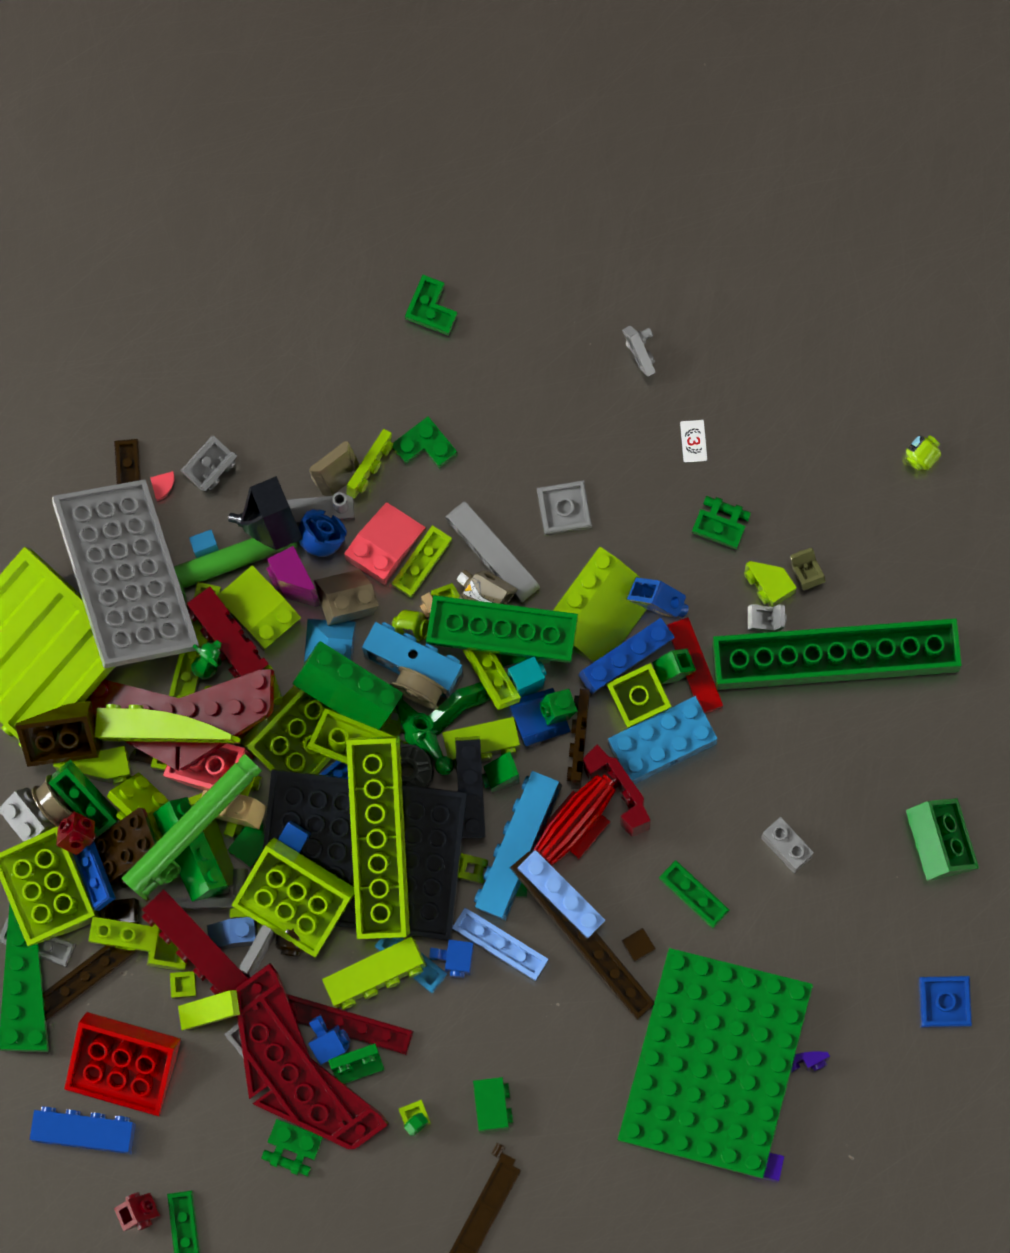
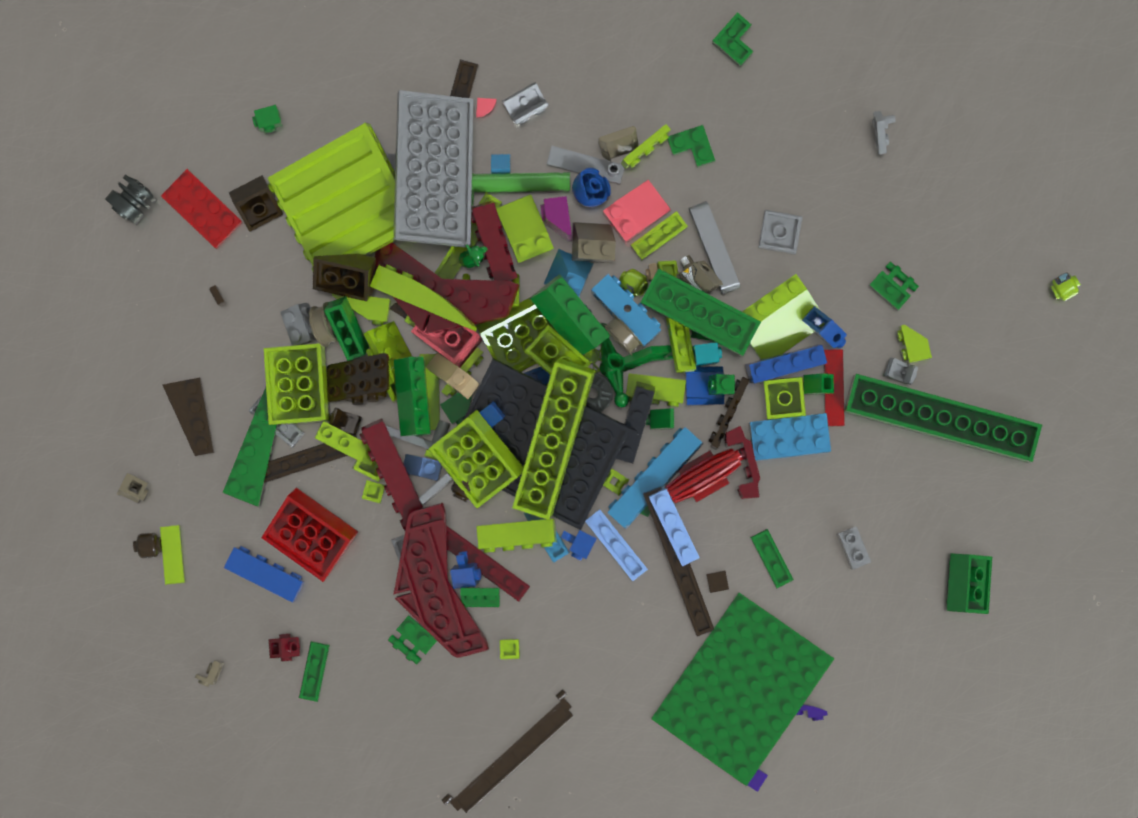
camera: 15 degrees right, 10 degrees up
(75, 833) = (331, 354): dark red brick -> none
(94, 877) = (334, 386): blue tile -> none
(158, 863) = (386, 400): bright green piece -> none
(209, 1010) = (385, 519): lime tile -> none
(268, 516) = (555, 162): black piece -> none
(416, 1124) = (508, 656): green tile -> none
(491, 1104) = (568, 661): green brick -> none
(693, 441) = (896, 214): white sticker -> none
(807, 569) = (945, 345): olive bracket -> none
(945, 1001) = (926, 703): blue tile -> none

